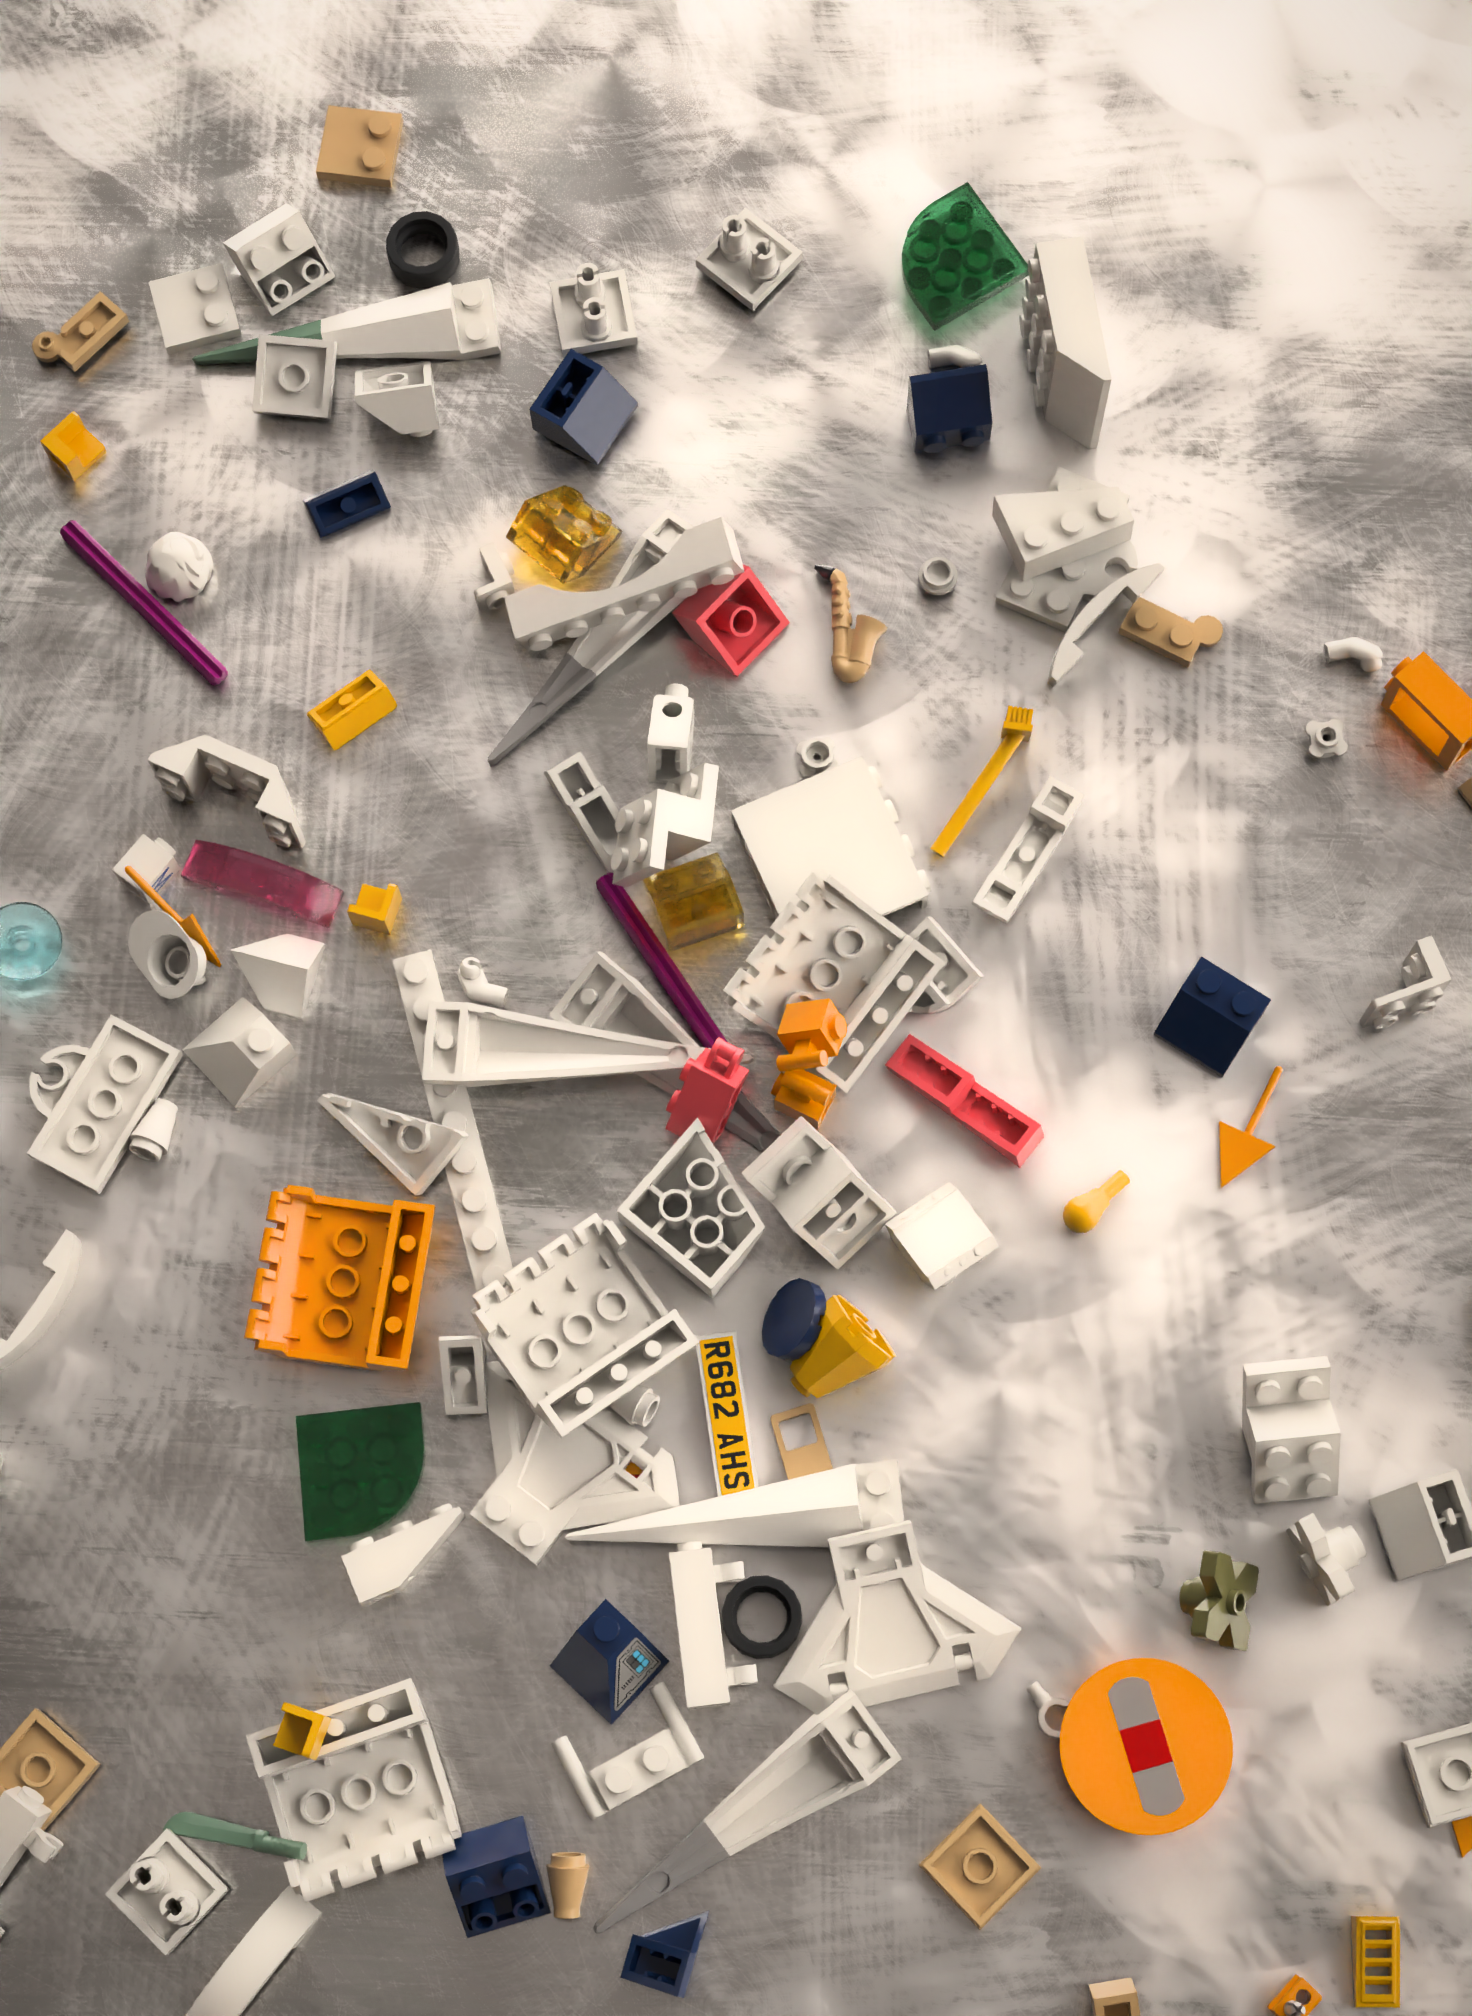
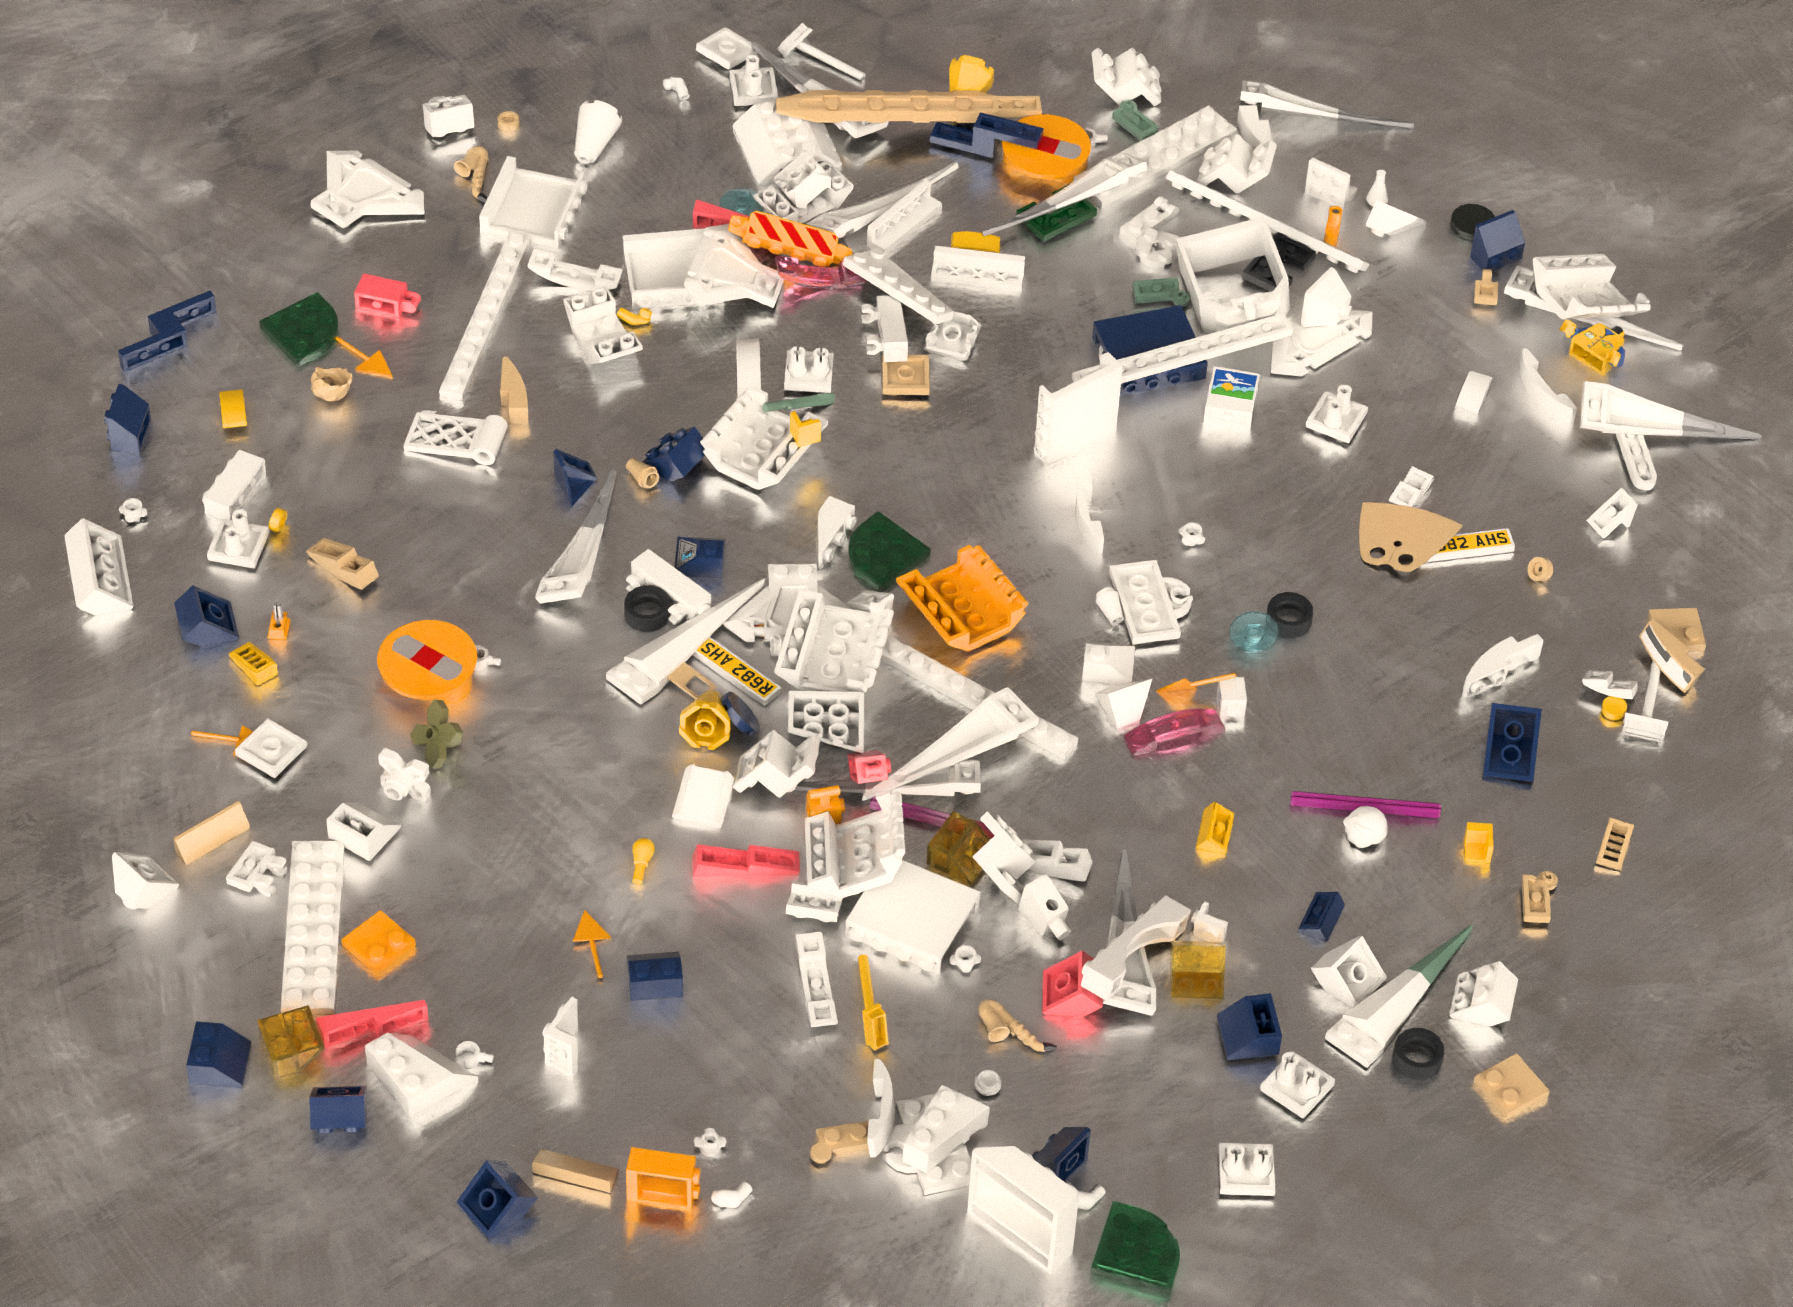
camera: 135 degrees right, 25 degrees down
(166, 954) = (1175, 668): white piece -> none
(189, 765) = (1226, 753): white slope -> none
(195, 308) = (1500, 944): white plate -> none
(294, 377) = (1409, 944): white plate -> none
(376, 908) = (1107, 751): yellow panel -> none
(404, 1144) = (988, 670): white wing -> none
(476, 986) = (1026, 755): white arm -> none
(635, 1768) = (652, 525): white plate -> none
(810, 1034) = (843, 812): light orange brick -> none
(891, 1627) = (584, 637): white plate -> none
(979, 1866) = (464, 588): tan tile -> none
(1290, 1429) = (461, 816): white bracket -> none

